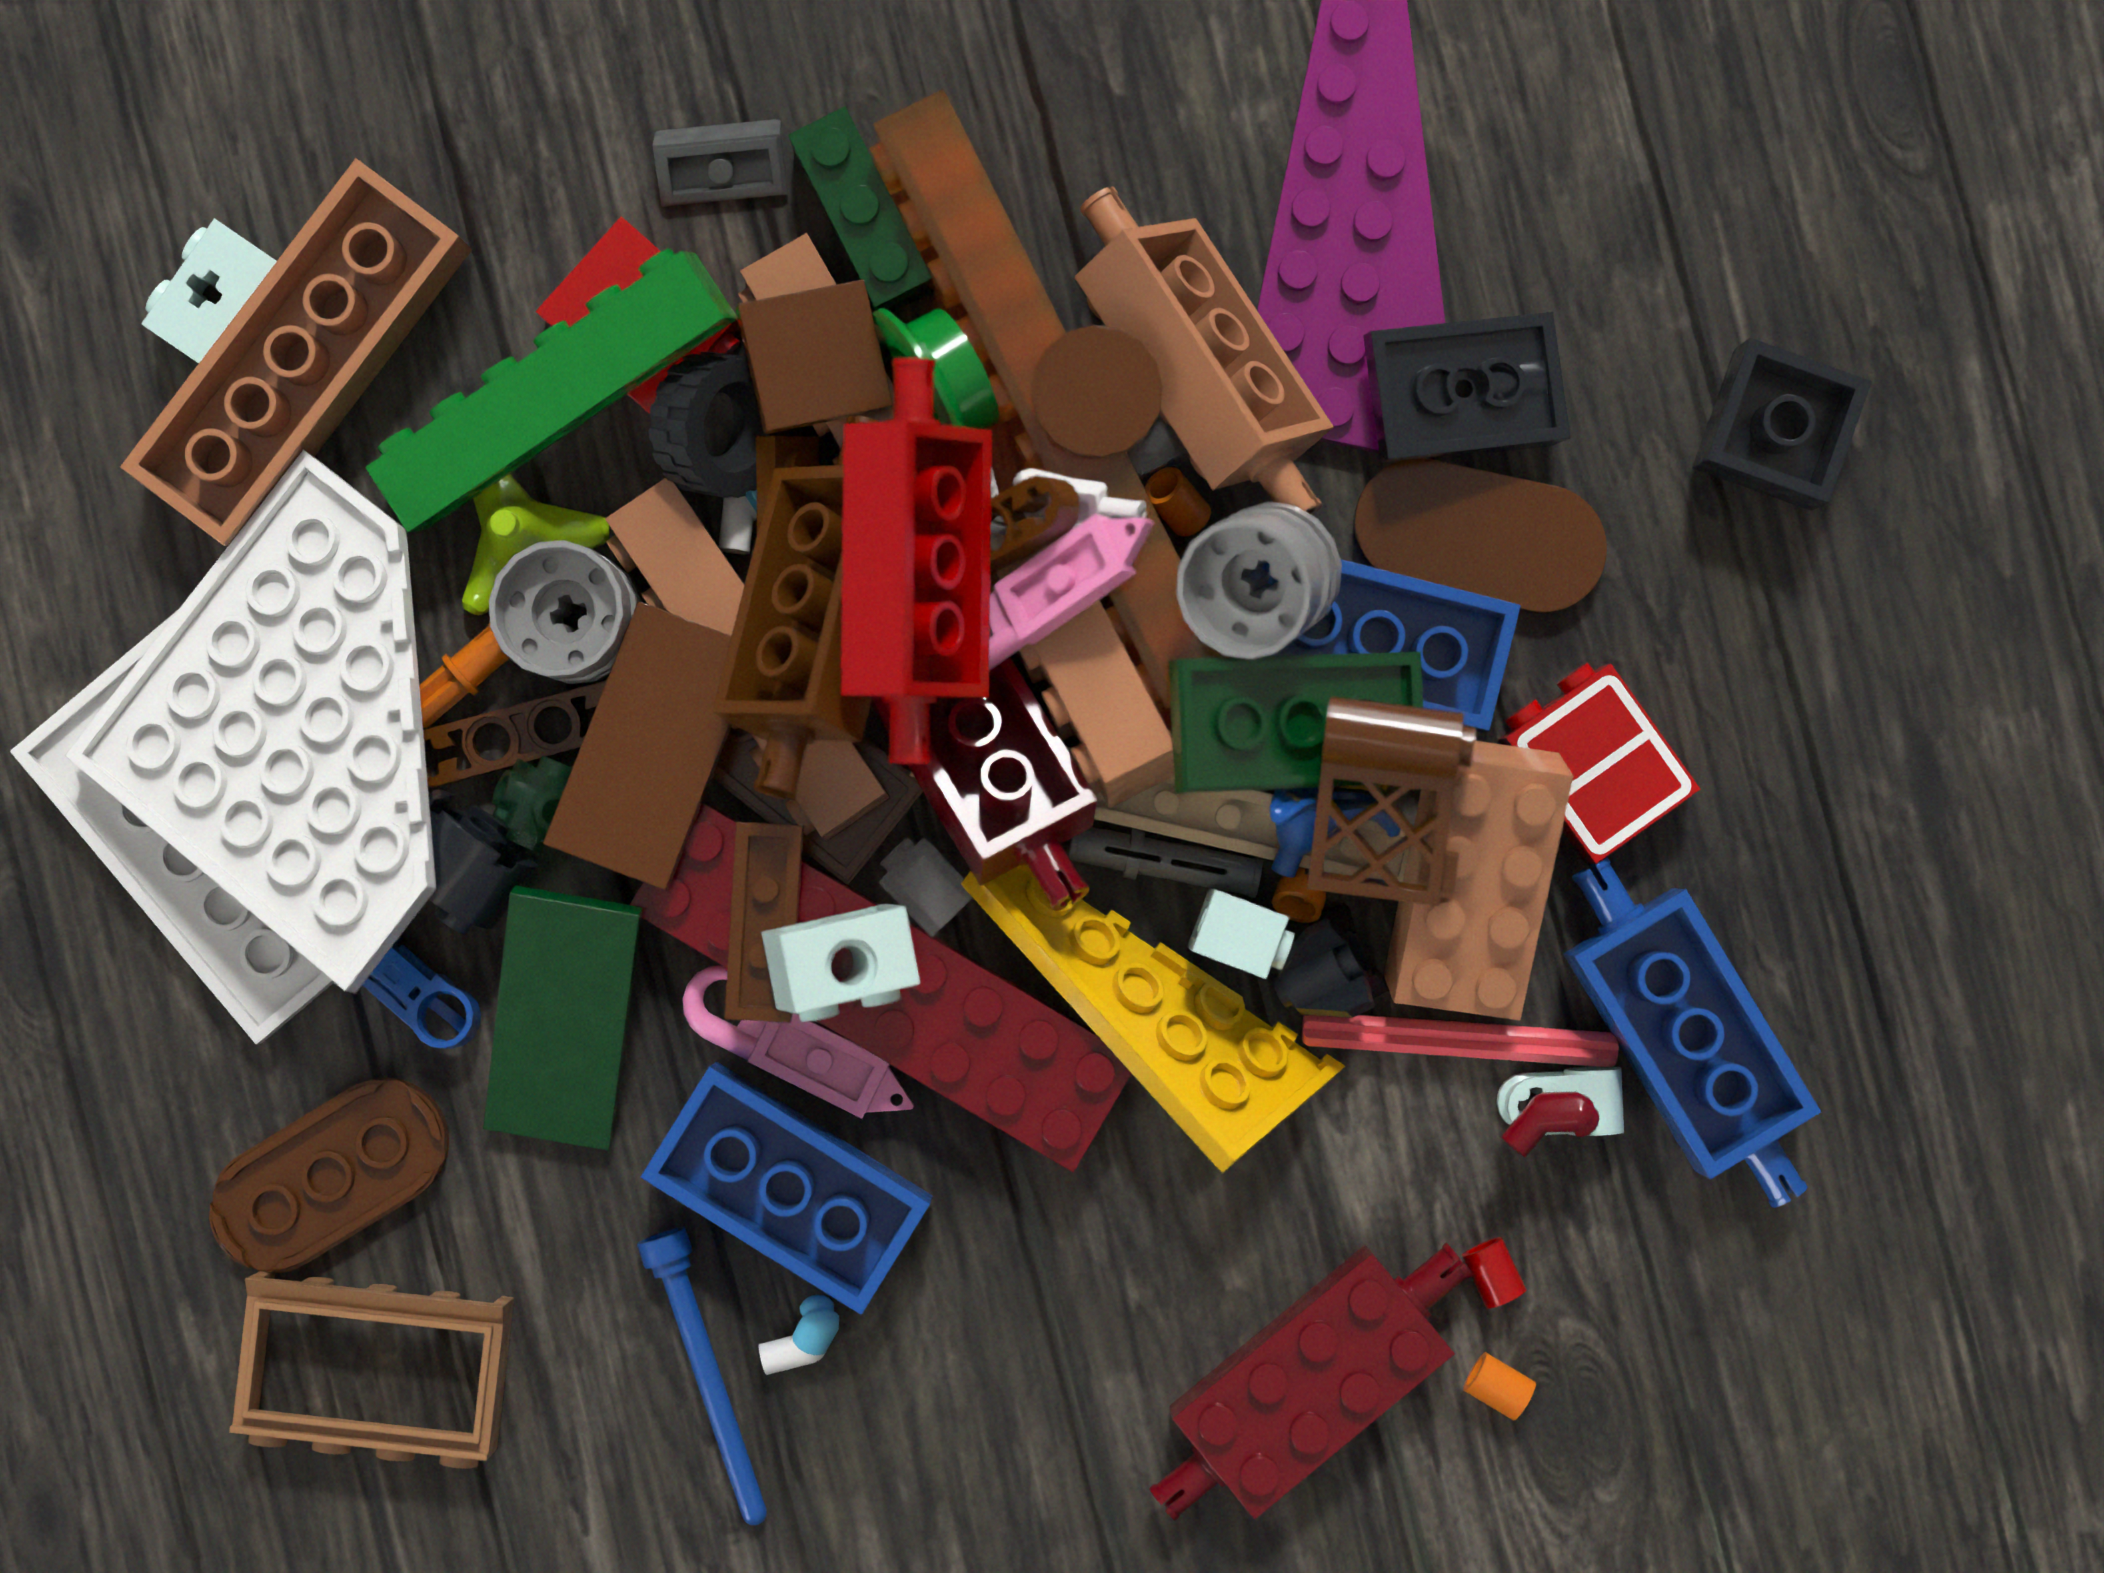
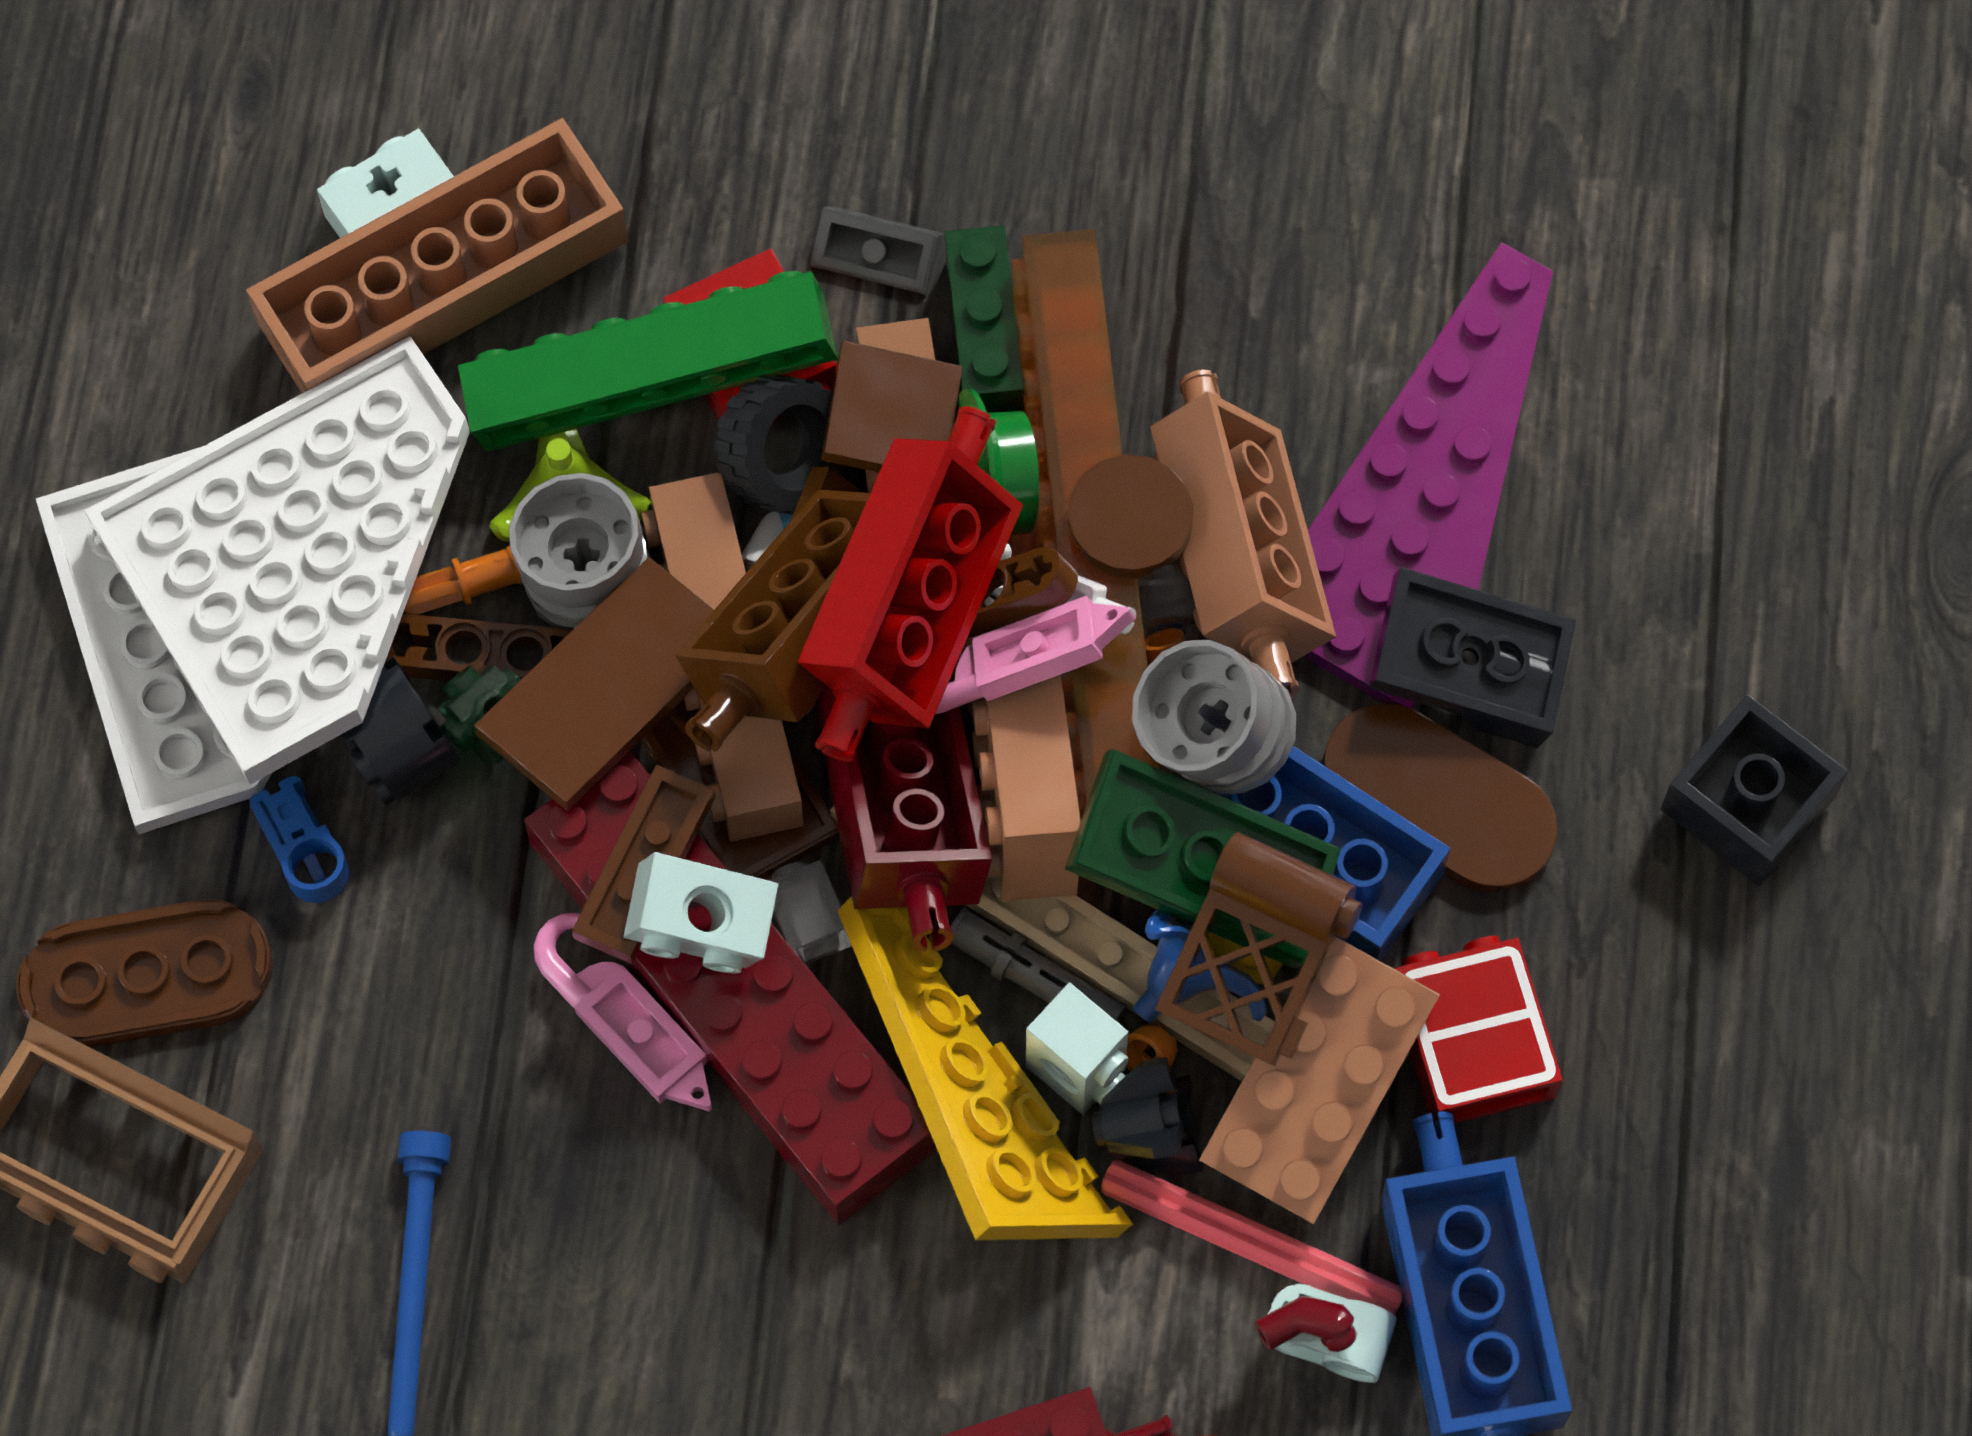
camera: 20 degrees right, 20 degrees down
(562, 1017) = (421, 900): dark green tile -> none
(787, 1187) = (564, 1127): blue brick -> none
(808, 1341) = (521, 1287): arm -> none

